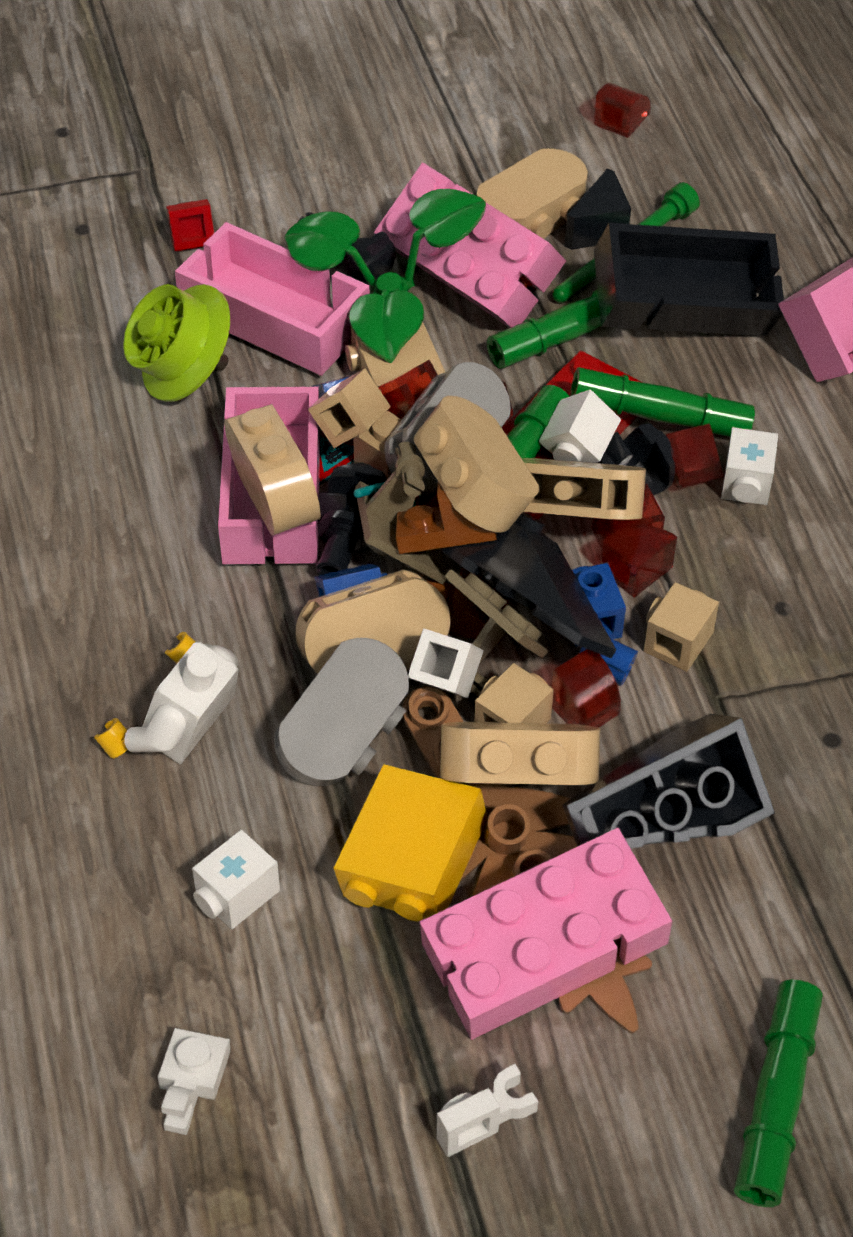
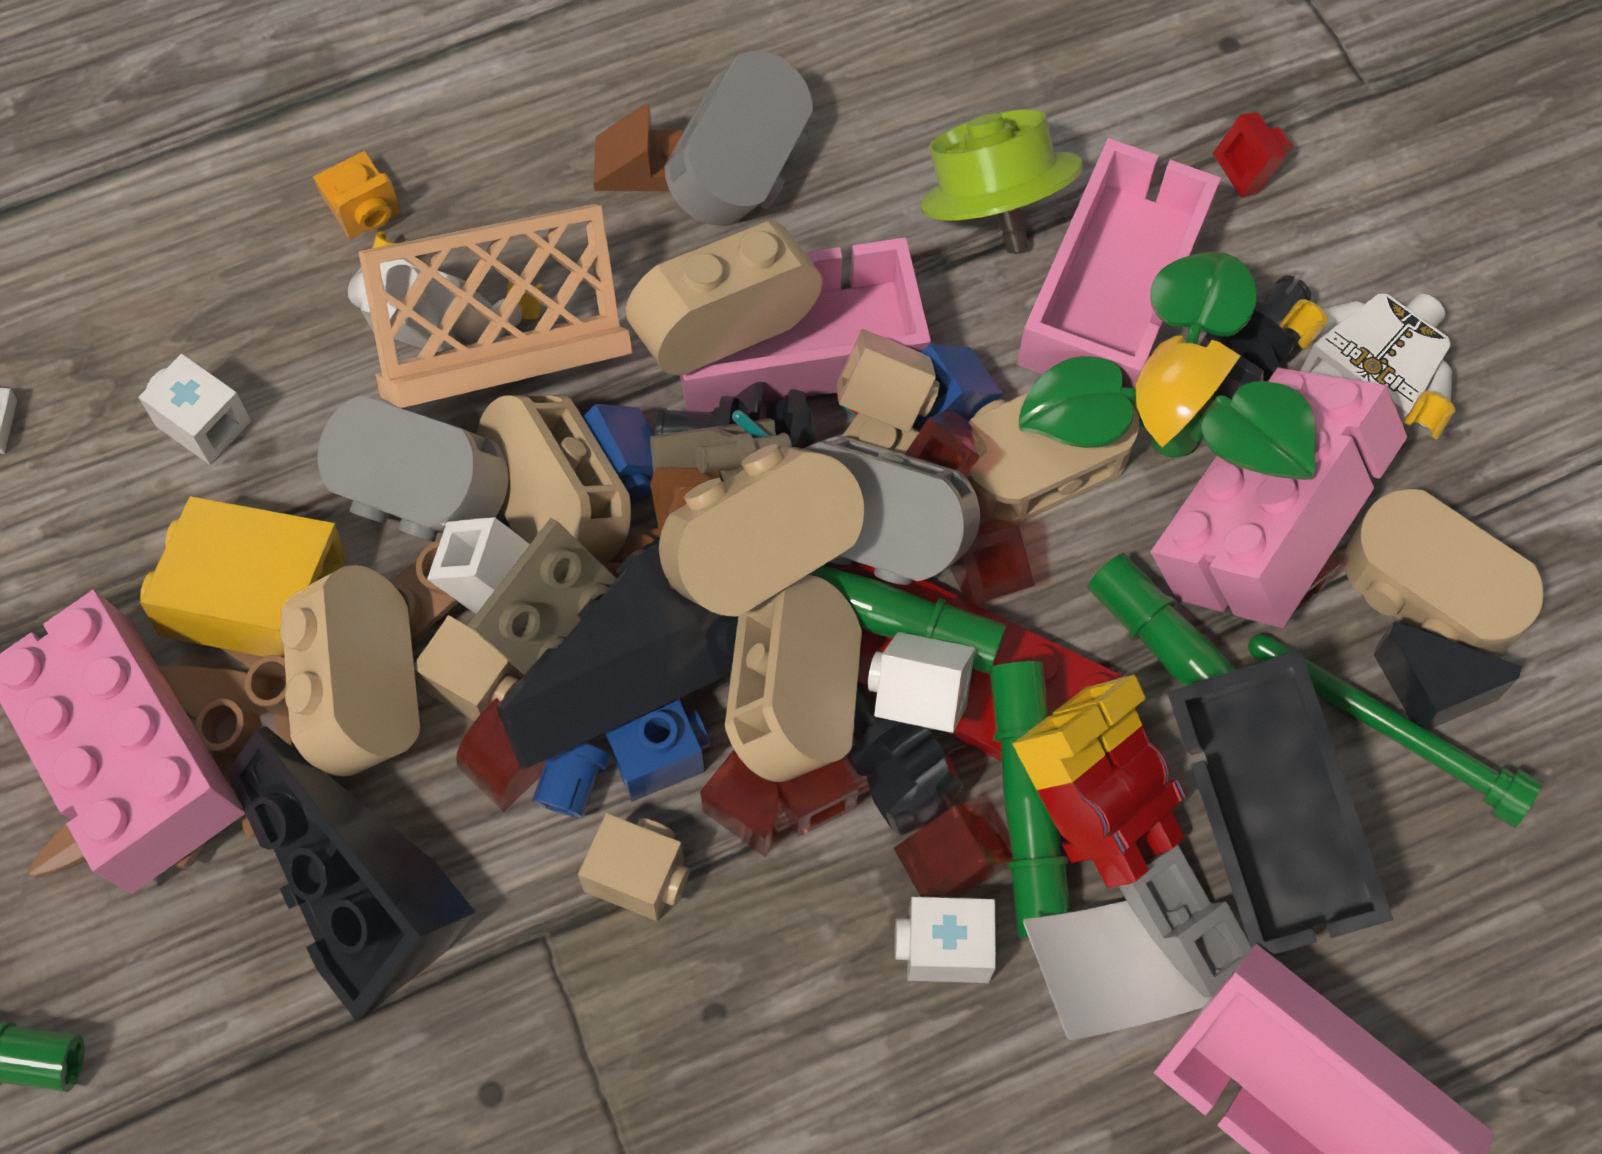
camera: 80 degrees right, 15 degrees up
(47, 757) = (358, 194): none -> light orange bracket
(73, 559) = (633, 155): none -> dark orange slope
(90, 487) = (740, 139): none -> light grey brick
(232, 629) = (507, 358): none -> light nougat fence
(371, 186) = (1383, 346): none -> white torso
(391, 261) = (1179, 383): none -> yellow brick
(656, 358) = (1104, 780): none -> red hips
(749, 357) = (1192, 932): none -> light grey slope
(768, 381) = (1107, 971): none -> white sticker

